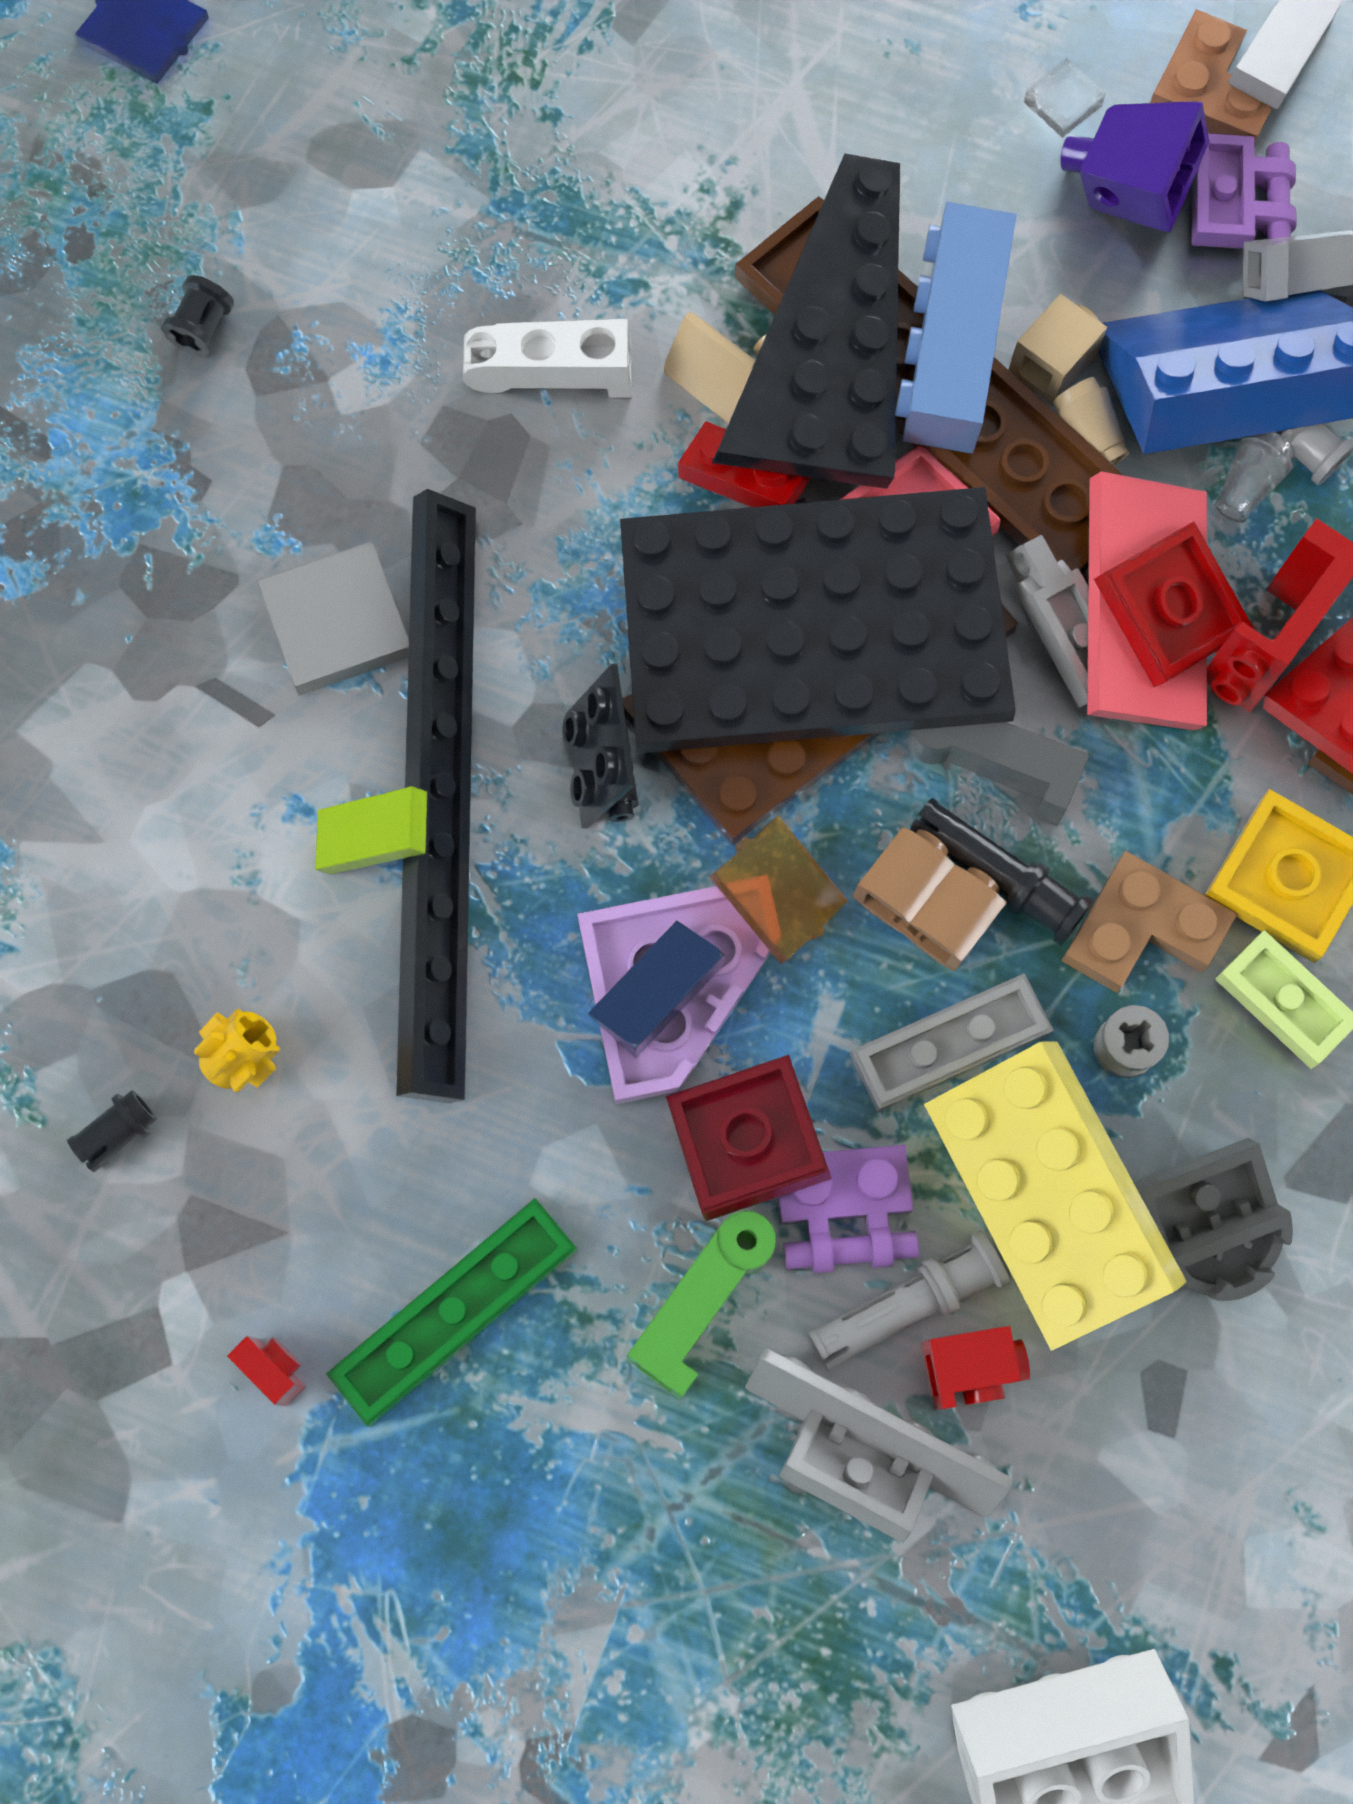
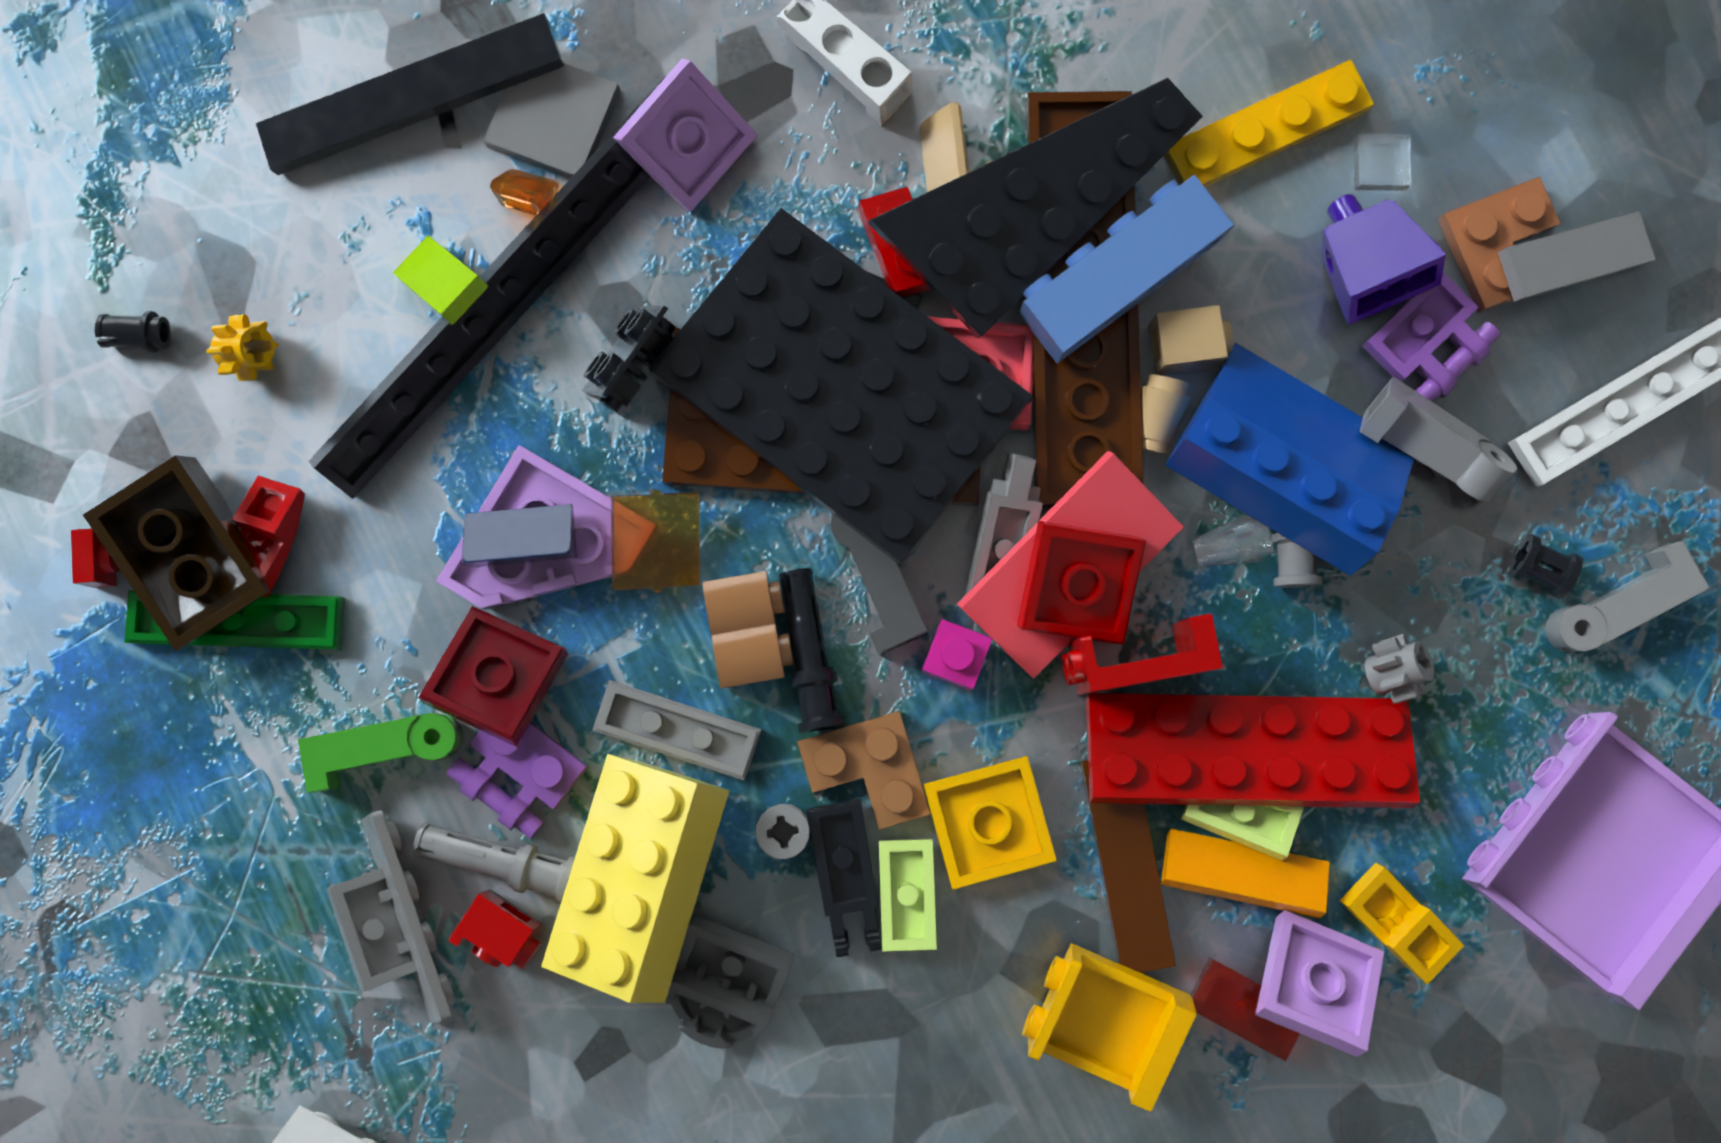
camera: 45 degrees right, 10 degrees up
(188, 704) = (409, 94): none -> black tile
(353, 1282) = (179, 549): none -> dark brown slope
(375, 701) = (523, 190): none -> clear orange slope
(414, 1207) = (269, 524): none -> red slope
(479, 528) = (685, 135): none -> lavender plate
(952, 137) = (1270, 126): none -> yellow plate
(1129, 758) = (956, 655): none -> dark pink brick
(1221, 1030) = (844, 870): none -> black hinge

